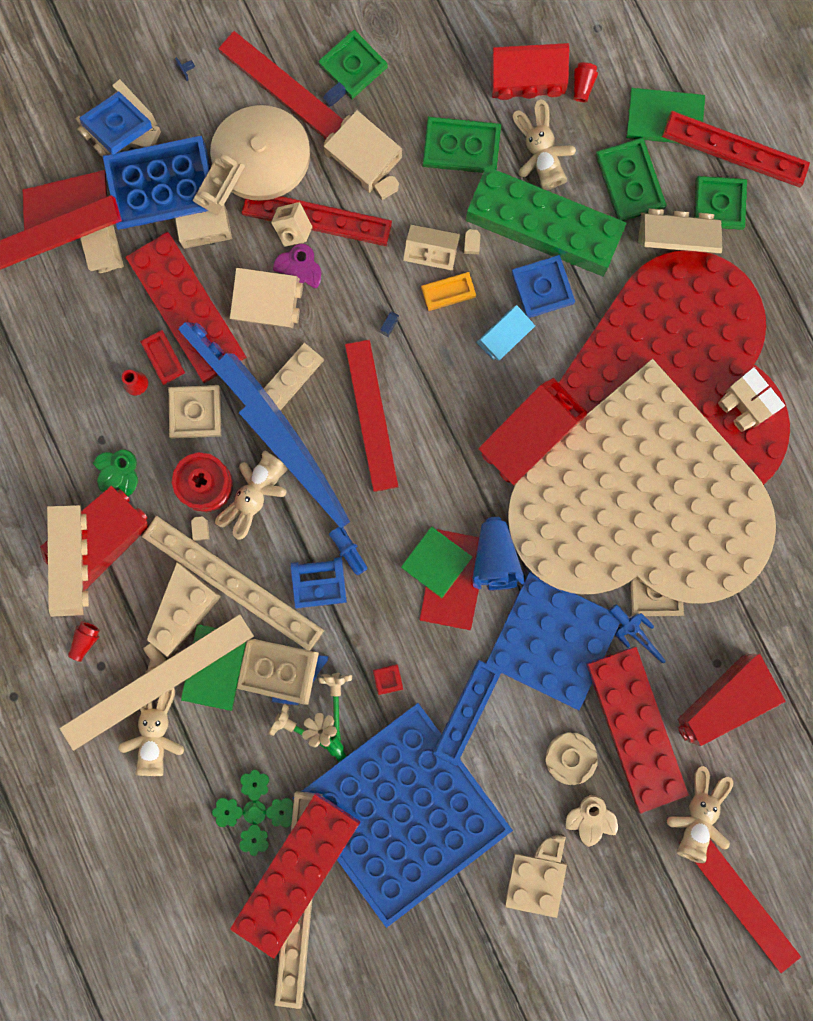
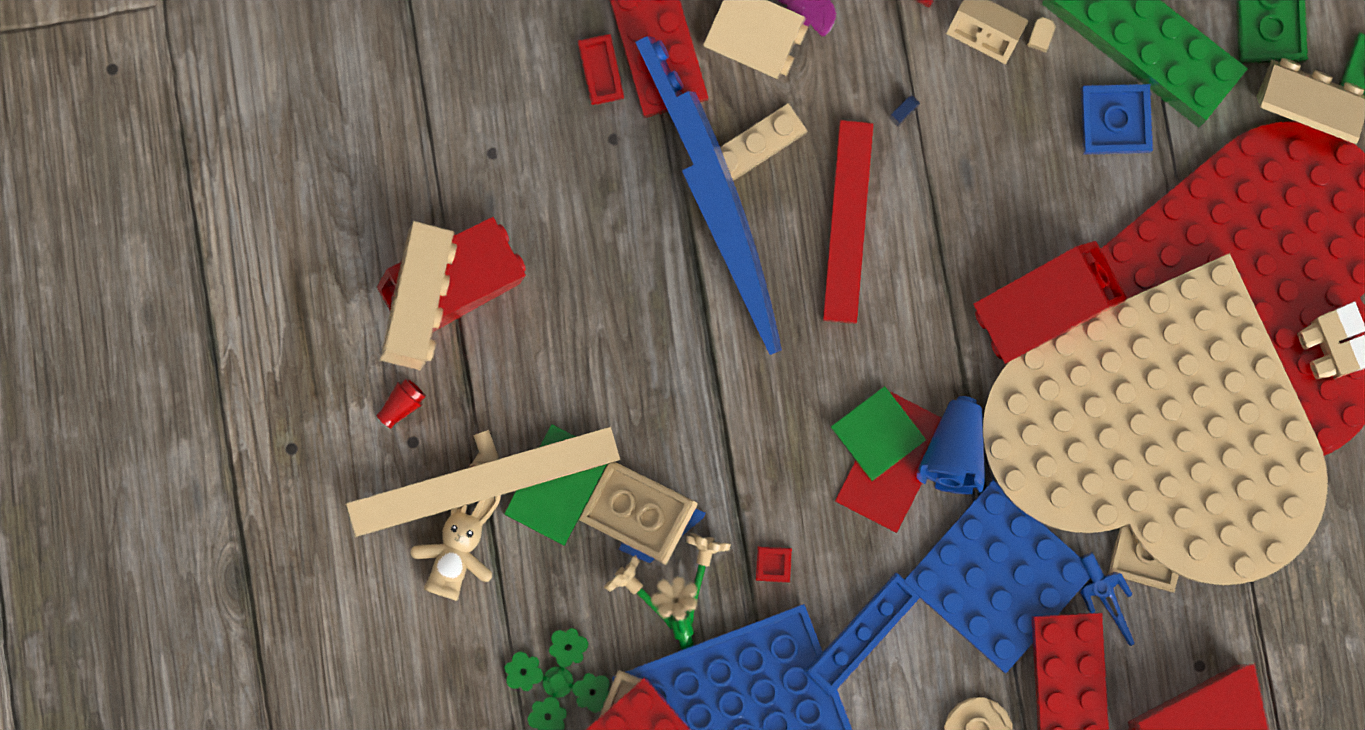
camera: 10 degrees right, 0 degrees up
(114, 474) = (498, 202): green plate -> none
(138, 385) = (559, 99): red cone -> none
(181, 609) = (537, 400): tan wedge -> none
(191, 472) = (605, 226): red wheel -> none
(194, 411) = (623, 152): tan plate -> none
(200, 529) = (587, 303): tan piece -> none
(233, 583) = (610, 385): tan tile -> none
(250, 497) = (664, 282): tan animal -> none
(320, 591) = (719, 427): blue plate -> none
(348, 550) = (769, 385): blue axle -> none
(448, 291) = (992, 89): light orange tile -> none
(505, 333) = (1050, 166): medium azure hinge -> none

